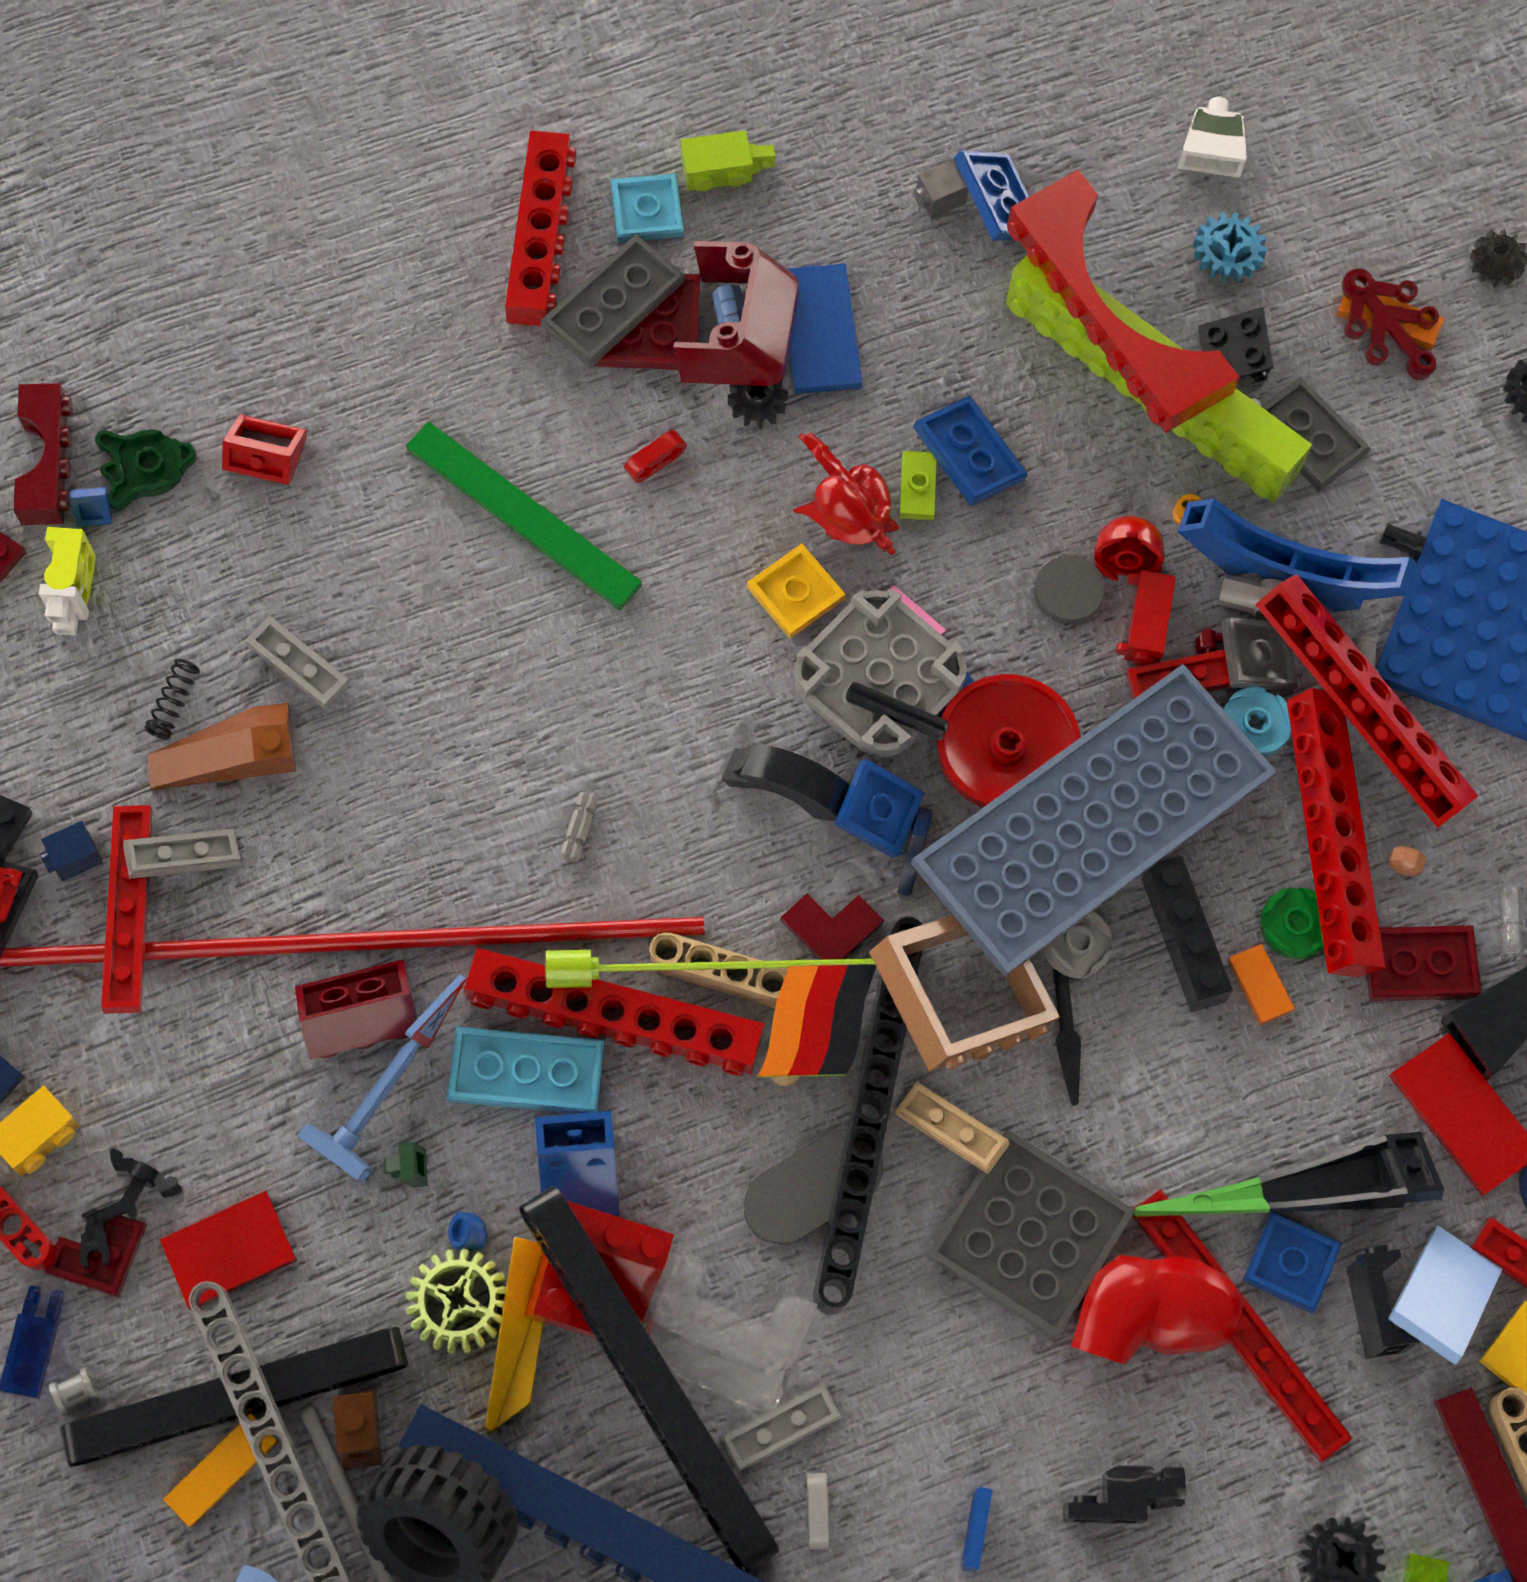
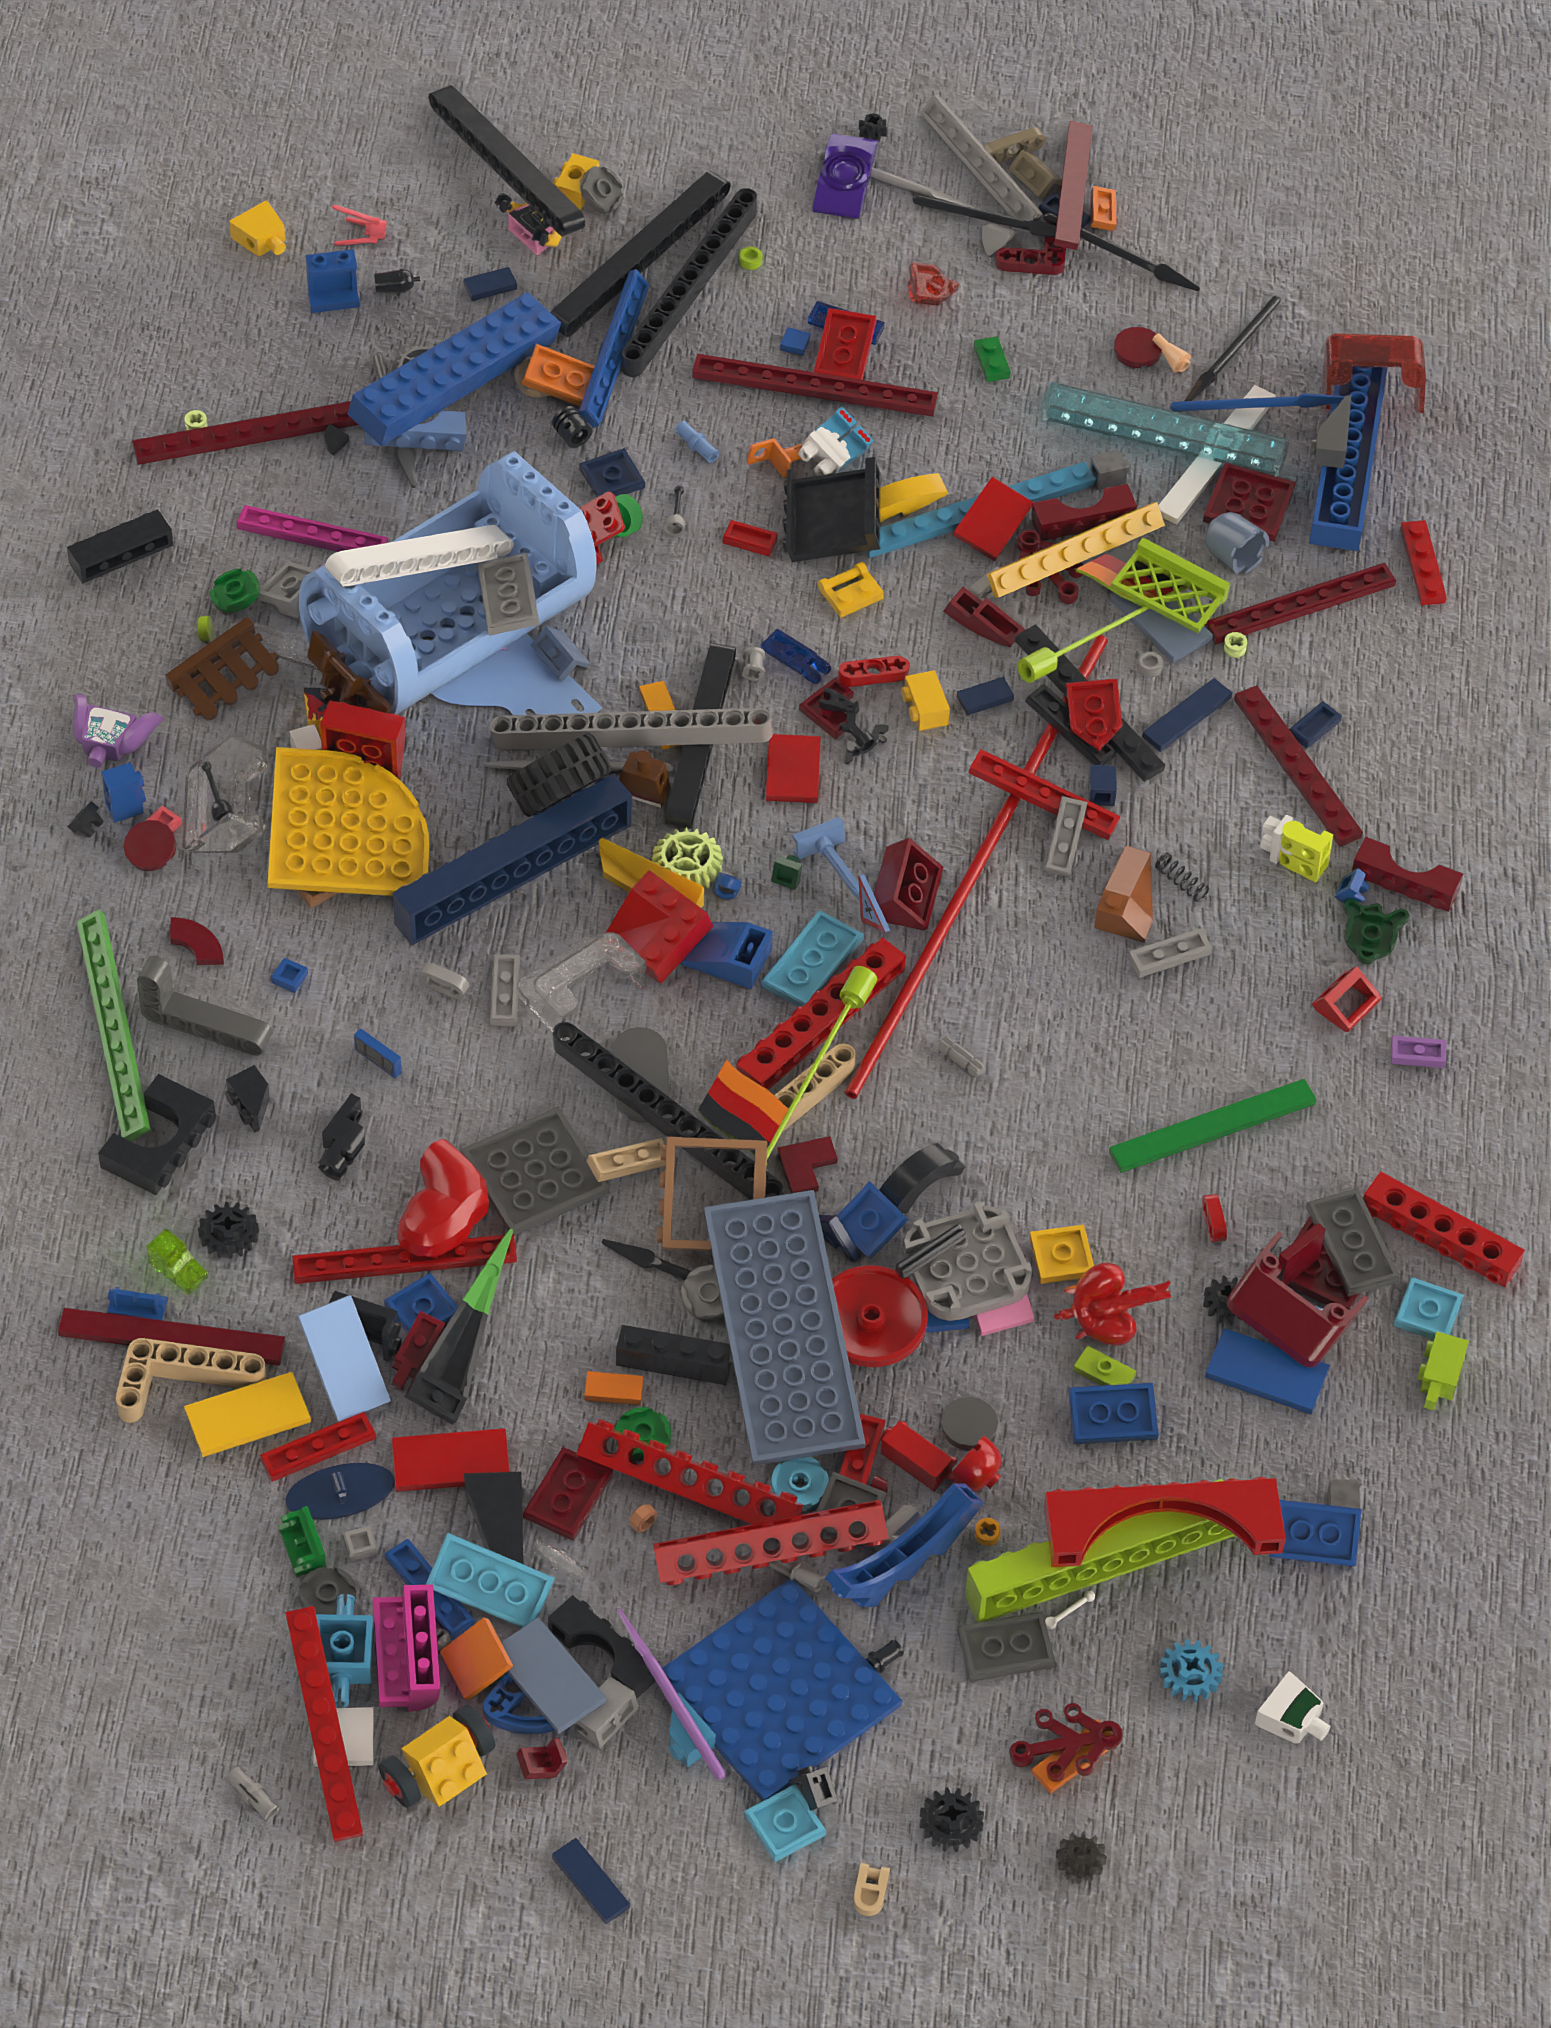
camera: 120 degrees right, 15 degrees down
(302, 344) = (1418, 1051): none -> medium lavender plate
(649, 1380) = (573, 912): black beam -> none
(677, 322) = (1301, 1253): none -> dark red tile
(1242, 341) = (1102, 1629): black hinge -> none
(1360, 1229) = (415, 1347): none -> dark red hinge

